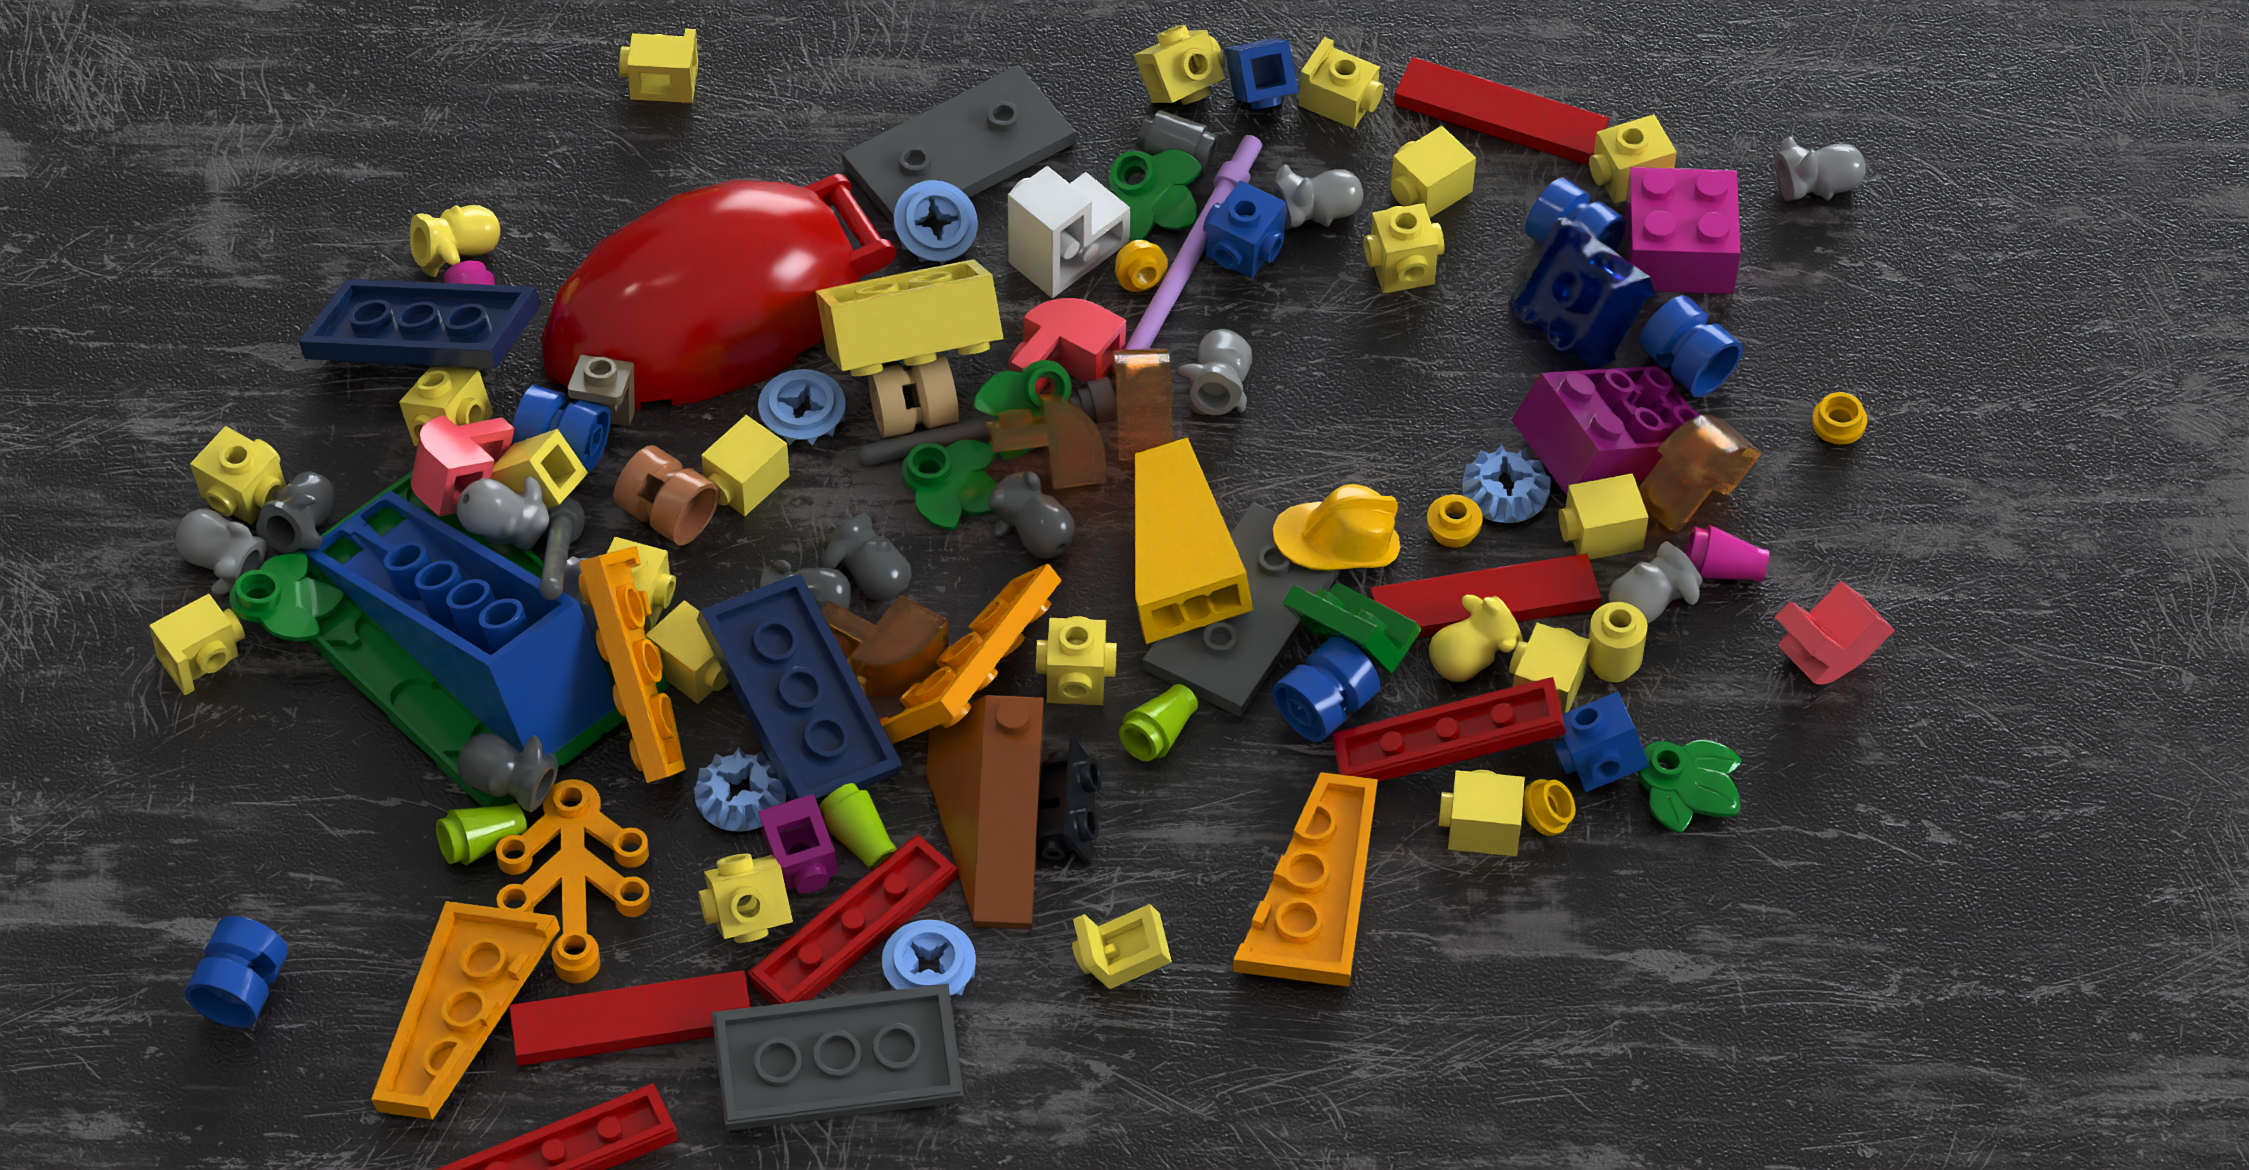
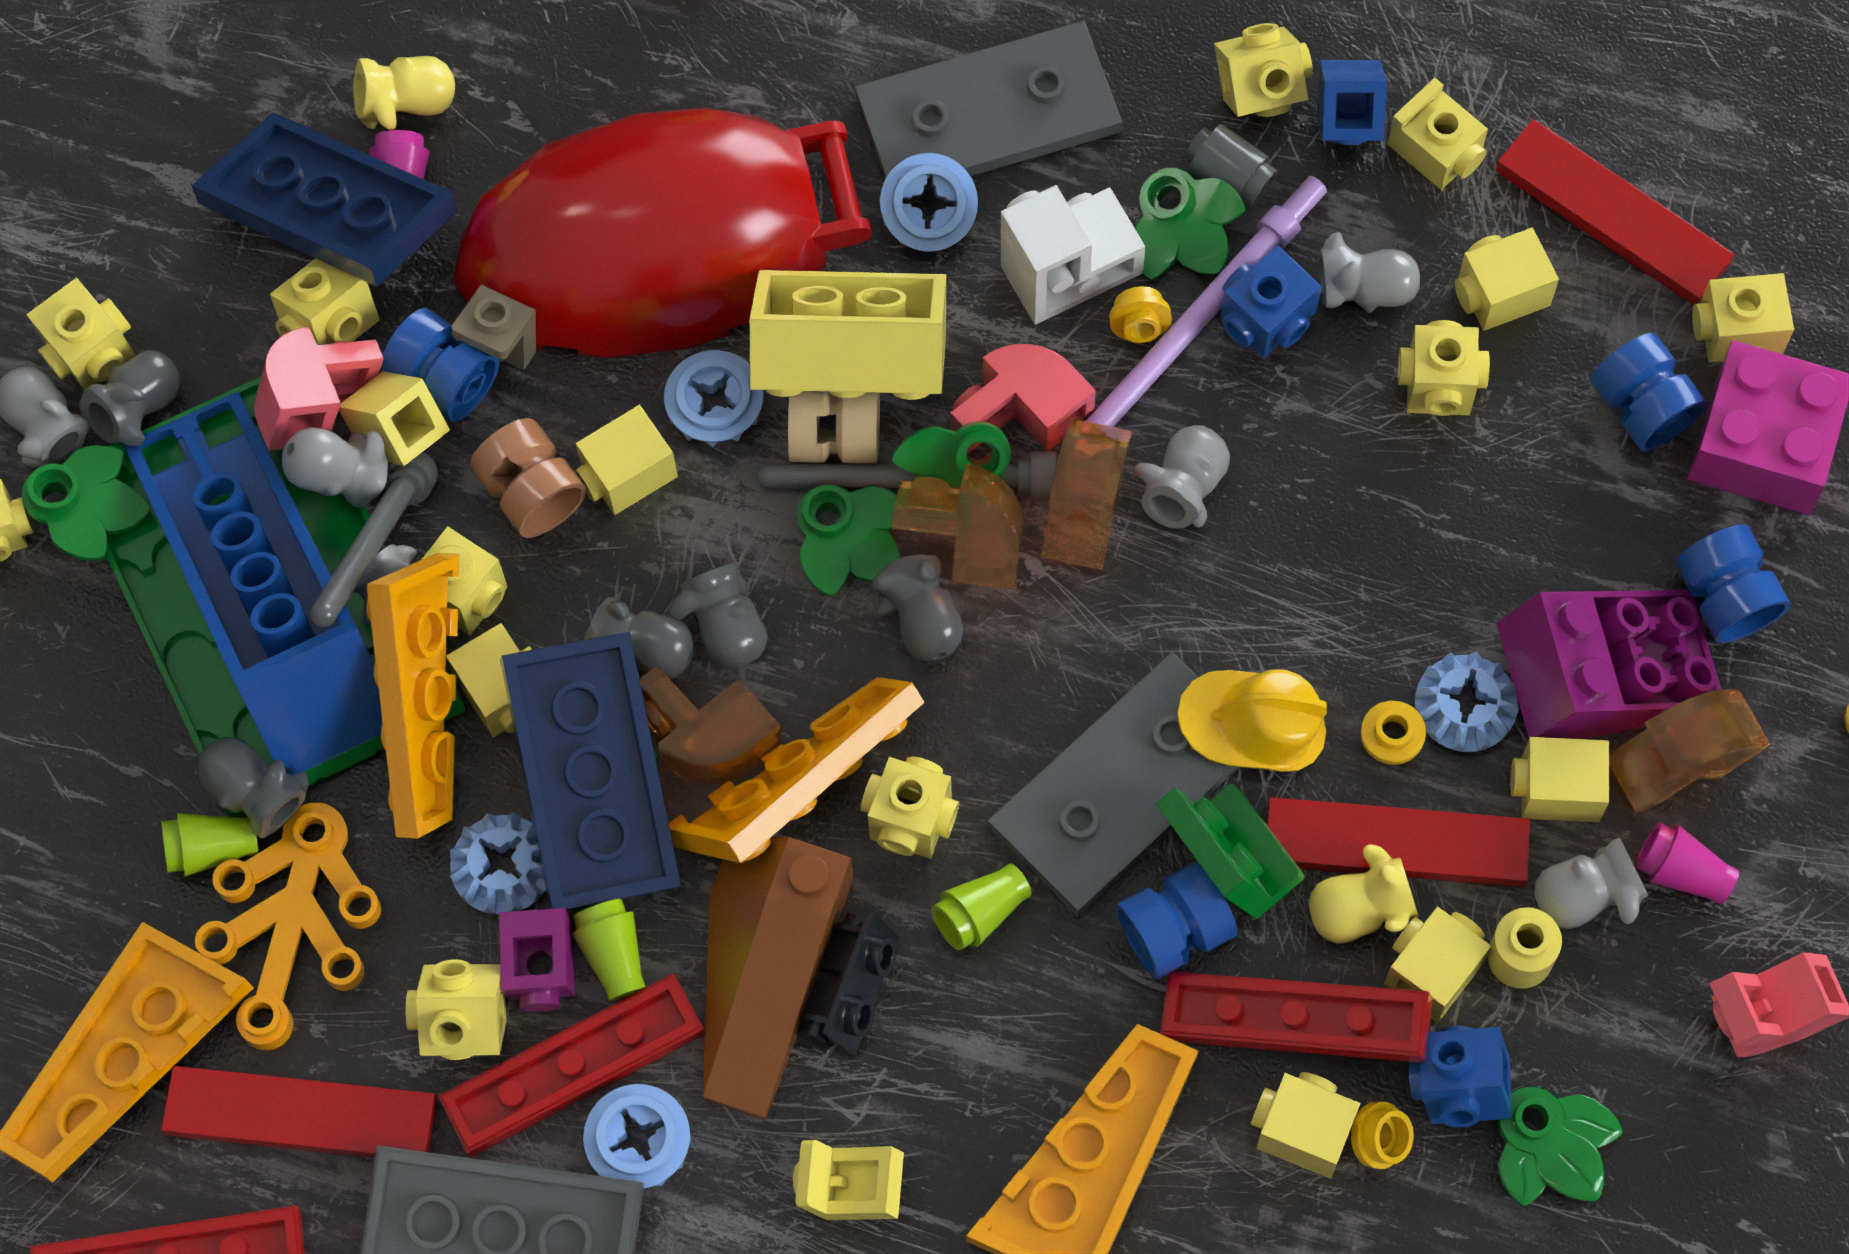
camera: 20 degrees right, 15 degrees up
(1183, 550) = (1067, 702): yellow slope -> none
(1581, 294) = (1624, 485): clear blue slope -> none

